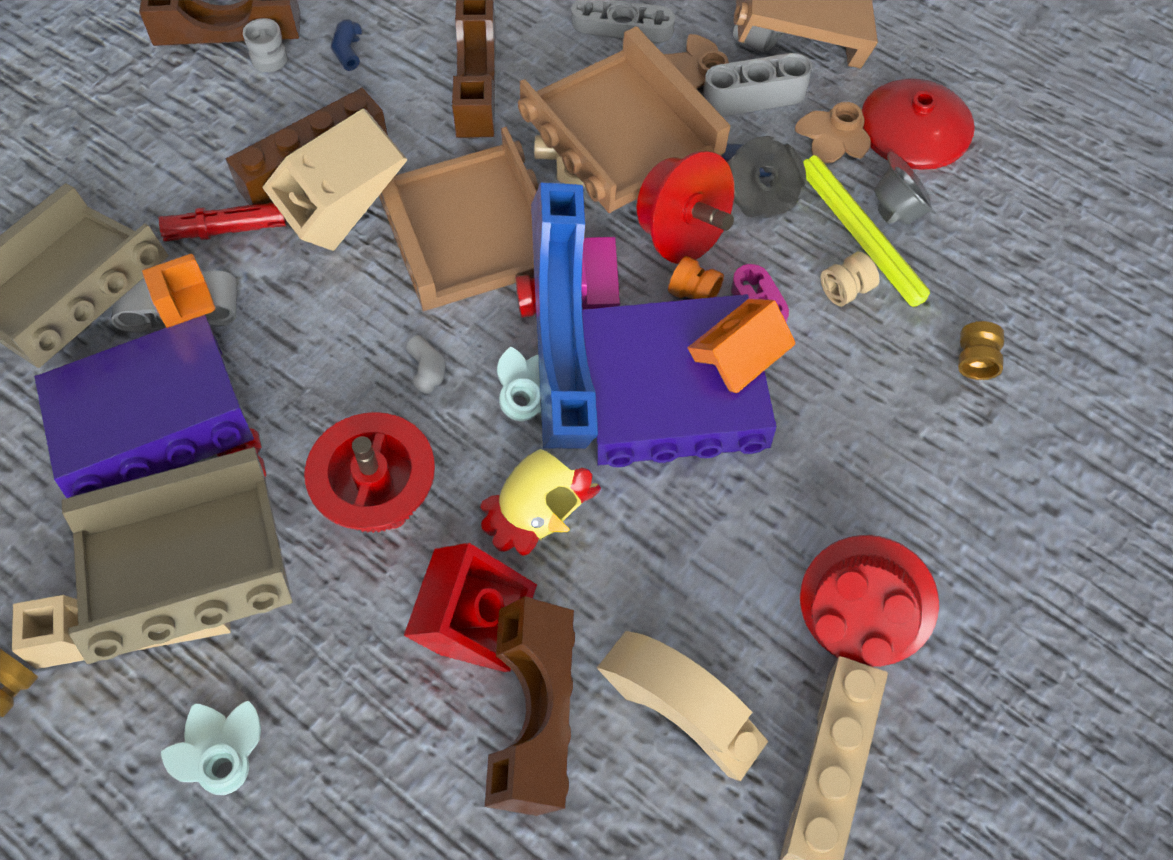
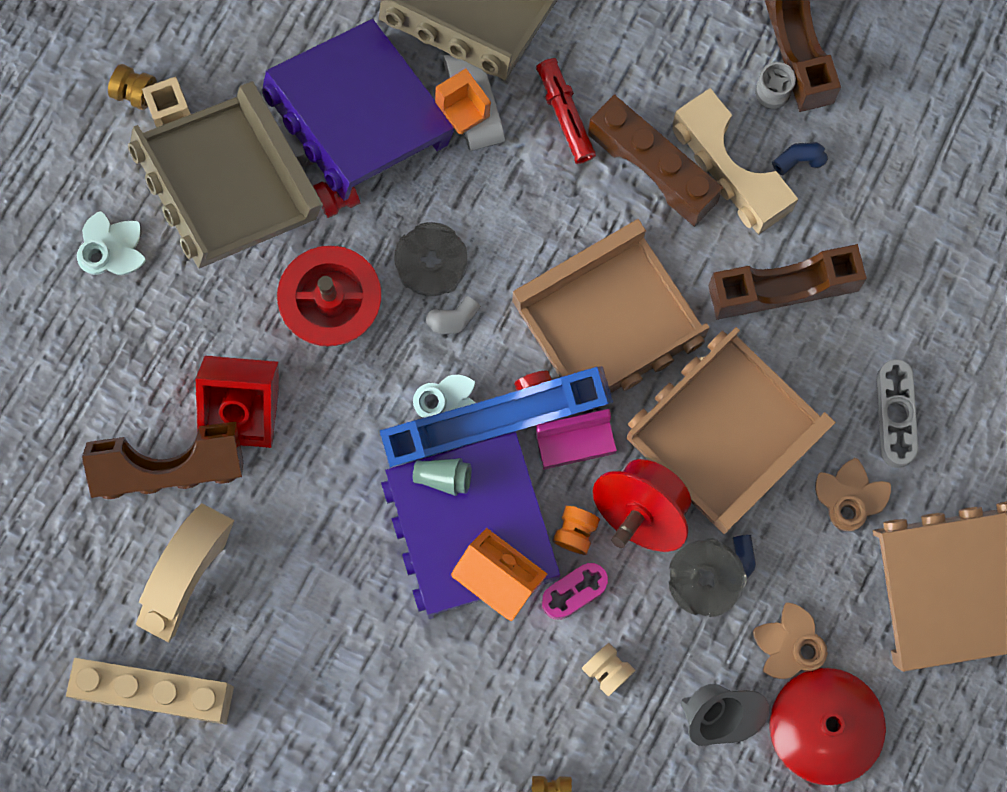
camera: 80 degrees right, 15 degrees up
(334, 179) = (609, 191): tan slope -> none
(355, 395) = (417, 244): none -> clear smoke plate
(378, 70) = (758, 196): none -> tan arch
(535, 502) = (329, 430): light yellow piece -> none
(620, 376) = (445, 475): none -> sand green cone
(758, 83) = (831, 538): light grey beam -> none
(866, 232) = (675, 680): neon yellow axle -> none
(869, 600) = (273, 702): piece -> none

